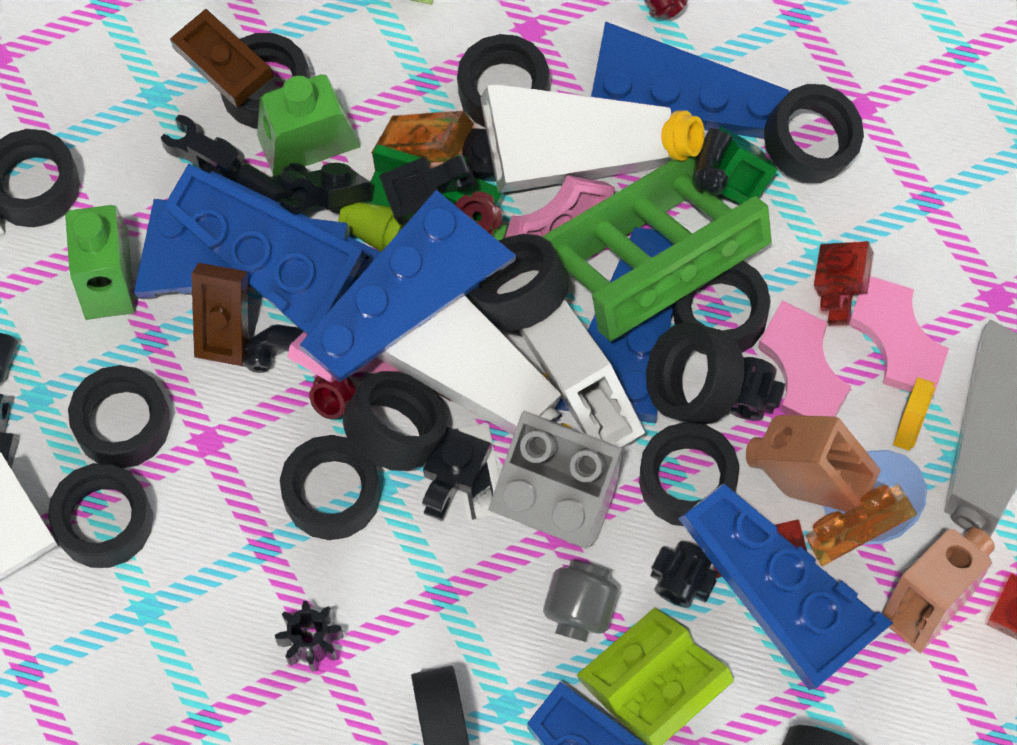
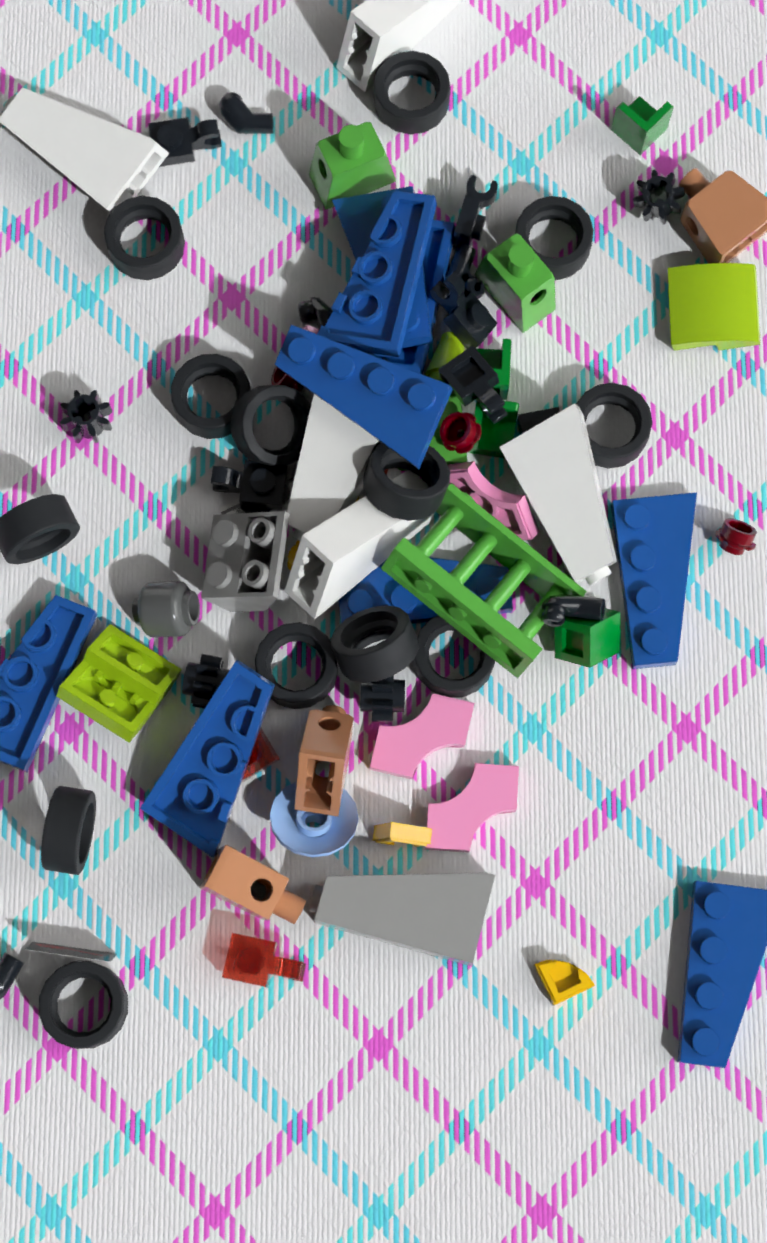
camera: 70 degrees right, 10 degrees up
(102, 385) = (222, 196): black tyre -> none
(220, 313) = (326, 265): reddish brown plate -> none
(221, 58) = (549, 194): reddish brown plate -> none
(428, 134) = (532, 375): clear orange plate -> none
(682, 135) = (585, 576): yellow plate -> none
(837, 110) = (650, 720): black tyre -> none
(839, 275) = (512, 745): clear red plate -> none
(879, 512) = (275, 807): clear orange plate -> none

